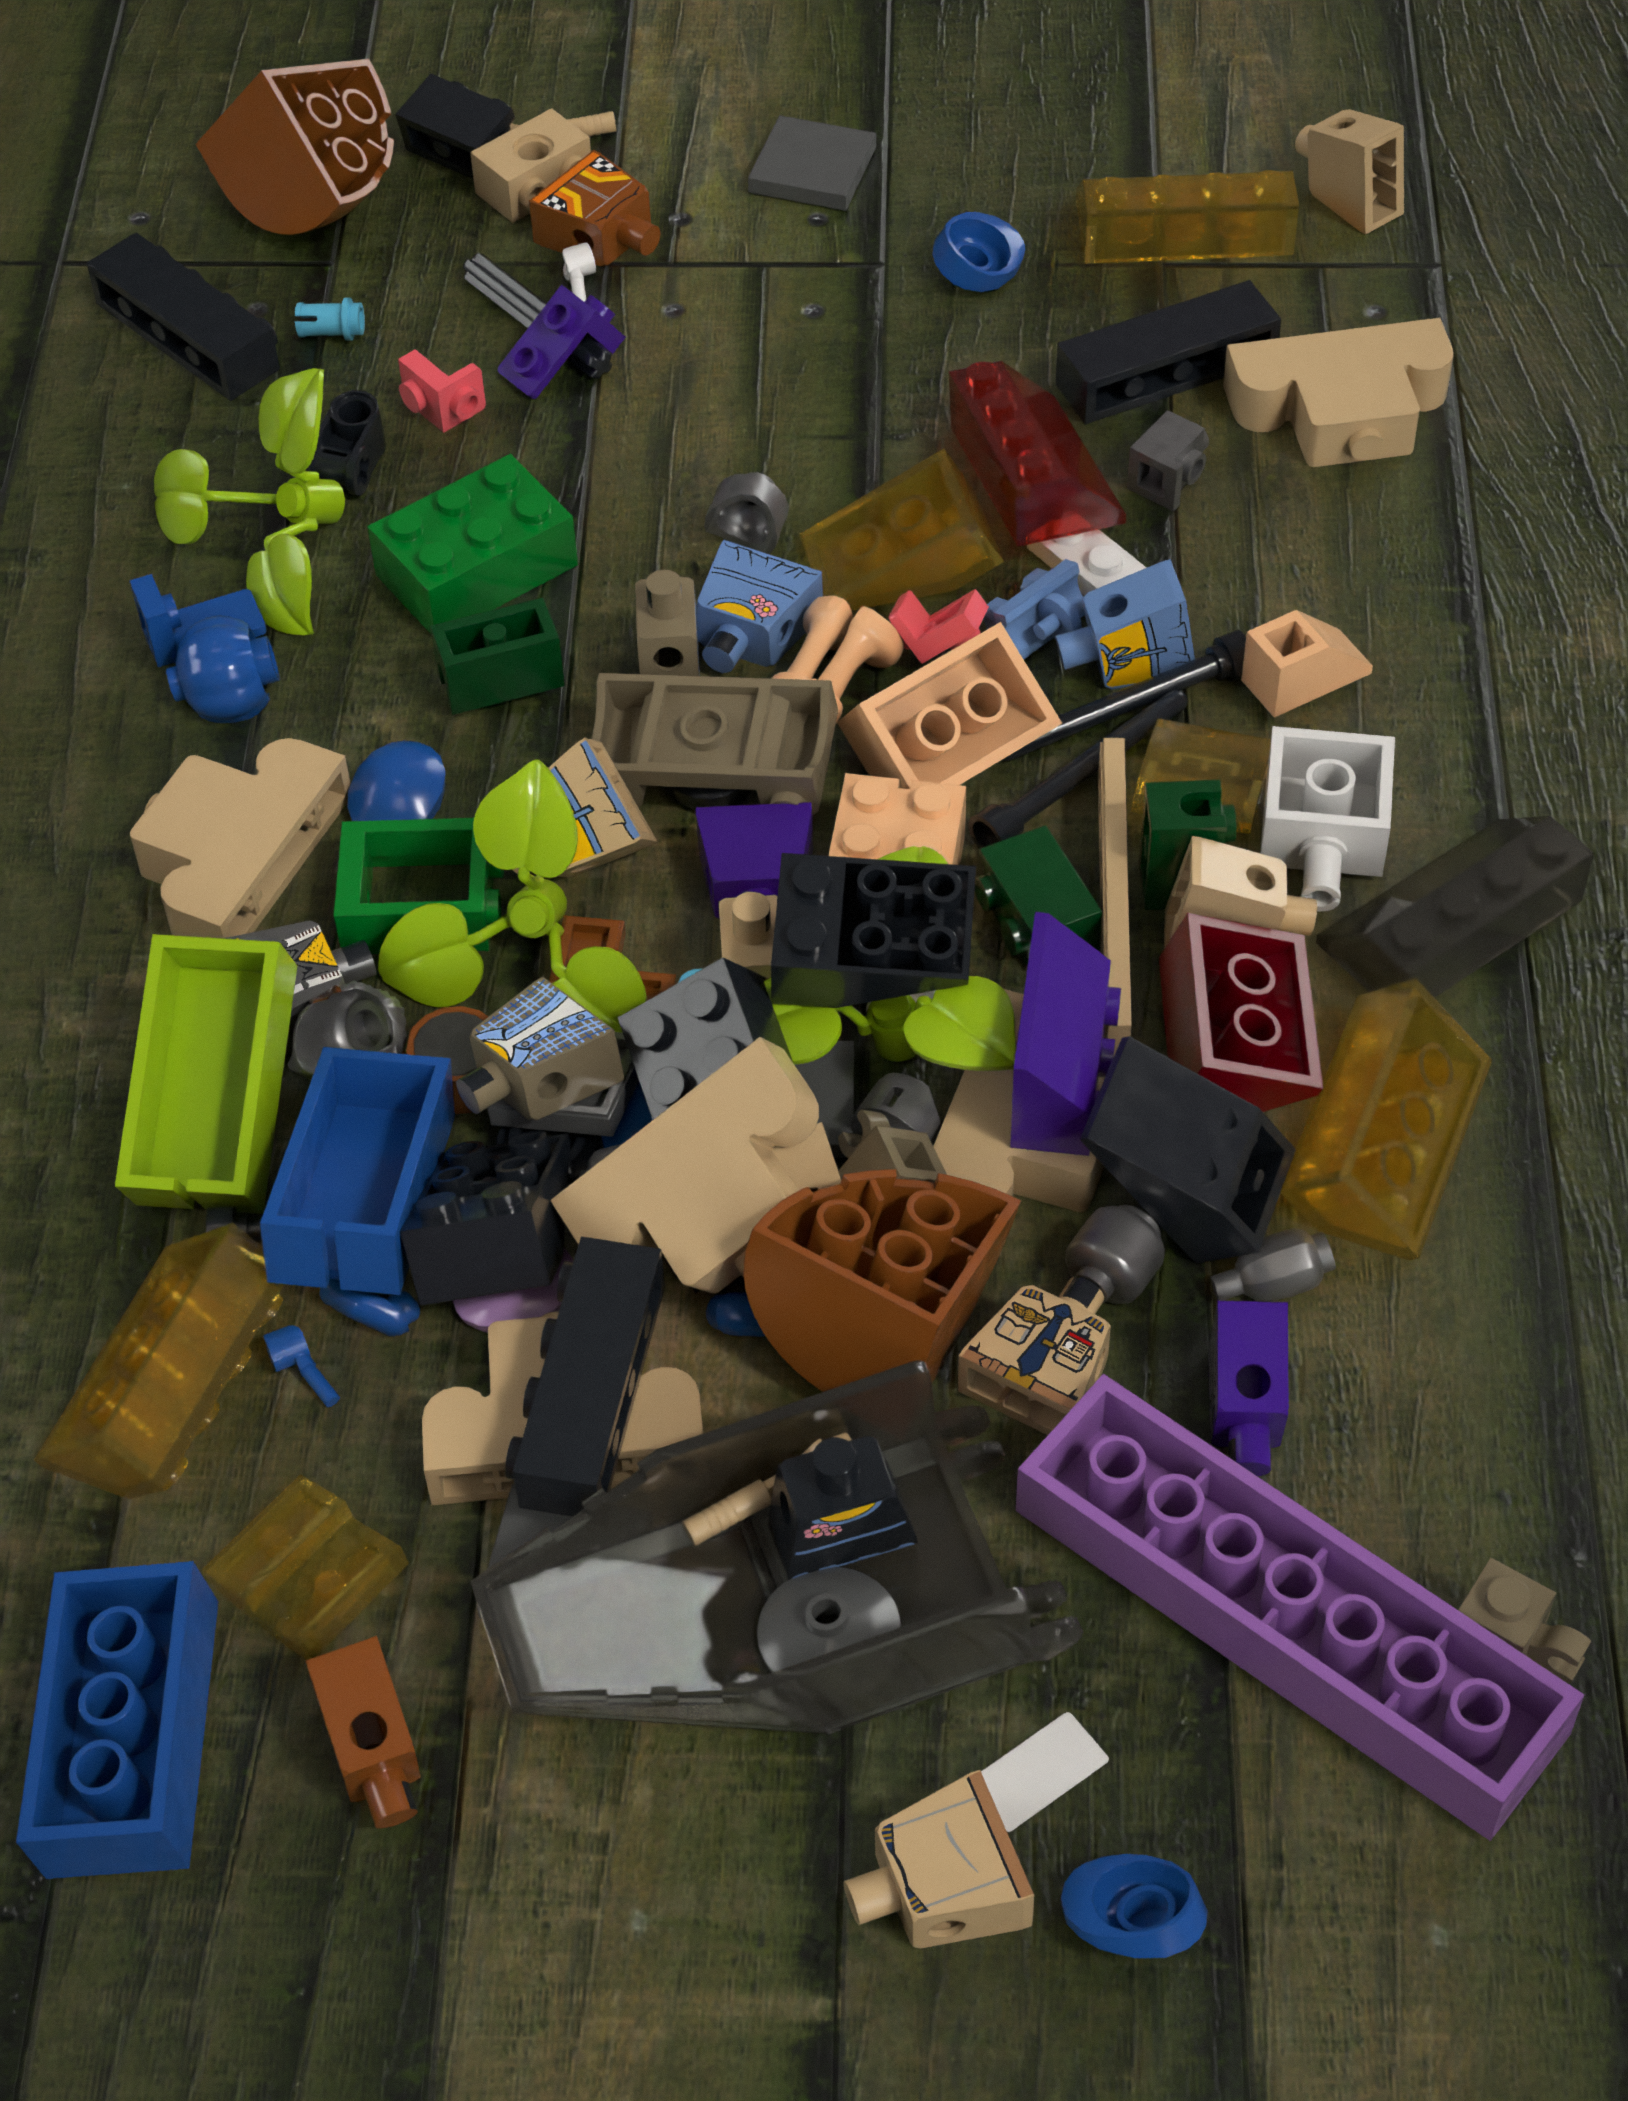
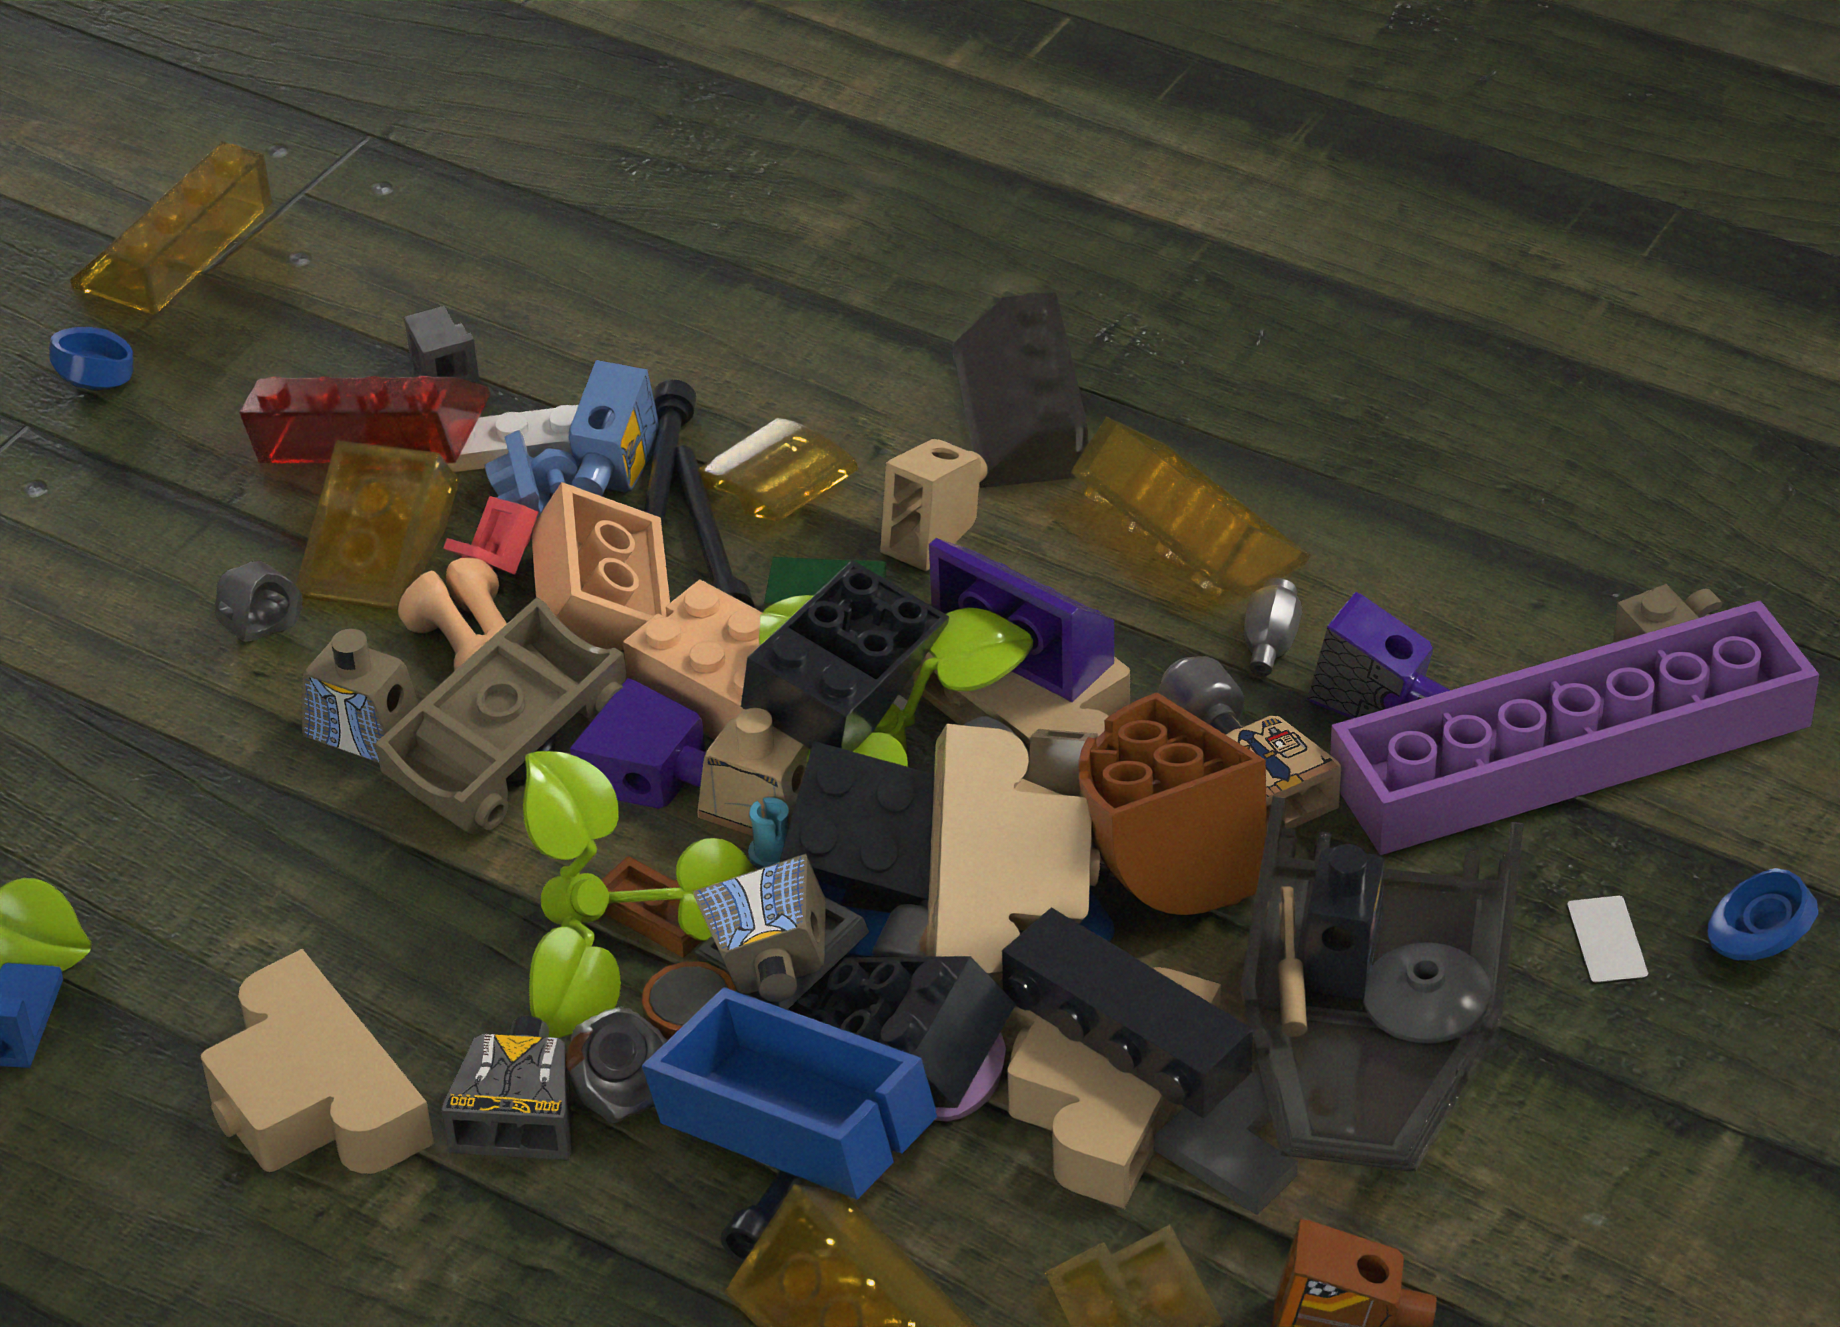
camera: 60 degrees left, 10 degrees down
(207, 1073) = (608, 1152): lime piece -> none
(223, 670) = (94, 1012): blue plant -> none
(289, 1348) = (910, 1234): blue hand -> none
(370, 1309) = (917, 1162): blue arm -> none
(398, 783) = (349, 947): blue hat -> none
(408, 844) = (445, 1011): green window -> none
(473, 544) = (114, 788): green brick -> none
(498, 655) = (269, 829): dark green brick -> none
(602, 807) = (493, 829): tan torso -> none
(752, 606) = (364, 608): medium blue torso -> none
(946, 1870) = (1671, 1005): tan torso -> none
(1114, 877) = (799, 534): tan tile -> none
(1160, 351) = (320, 299): black brick -> none
(1170, 819) = (852, 490): dark green brick -> none
(1188, 1152) = (1167, 602): black slope -> none
(1241, 1009) = (1046, 534): dark red slope -> none
(1298, 661) = (722, 370): light nougat slope -> none
(1328, 806) = (880, 404): white brick -> none
(1342, 390) = (459, 228): tan brick -> none
(1356, 167) = (239, 109): tan torso -> none

